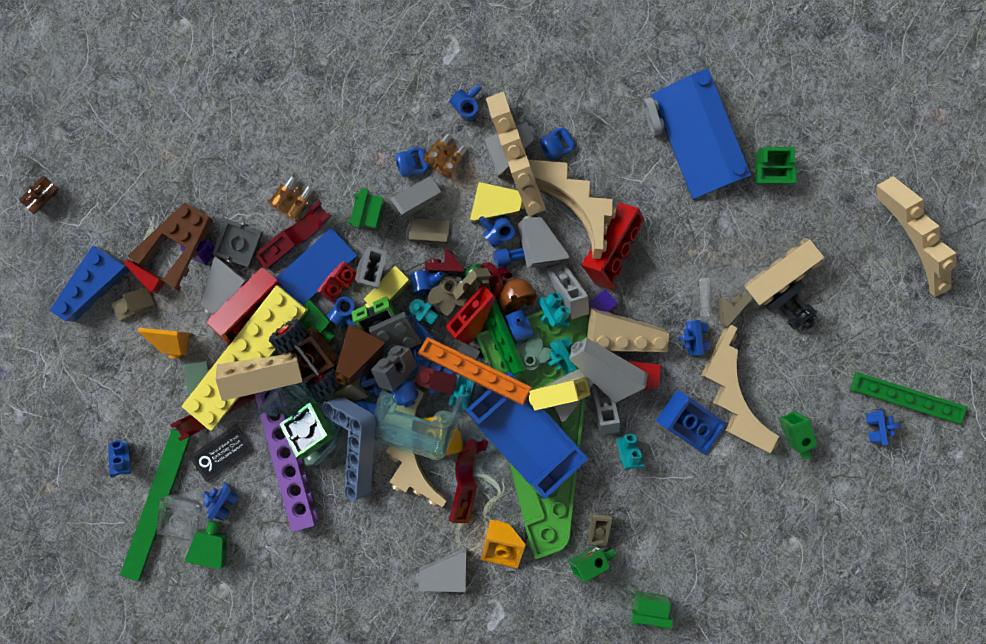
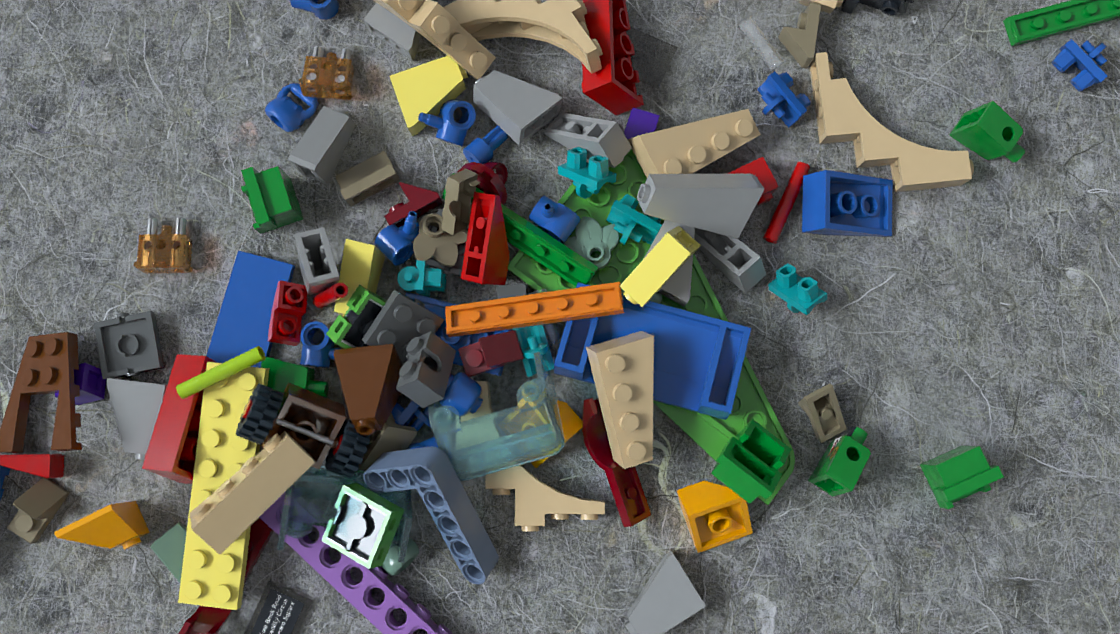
camera: 25 degrees left, 5 degrees down
(280, 297) = (220, 372): none -> lime piece
(293, 236) = (197, 290): dark red piece -> none
(367, 291) = (330, 295): none -> red piece
(495, 450) = (625, 393): none -> tan wedge
(515, 294) = (525, 184): dark orange cylinder -> none
(540, 532) = (752, 462): none -> green plate
(658, 398) = (786, 203): none -> red piece

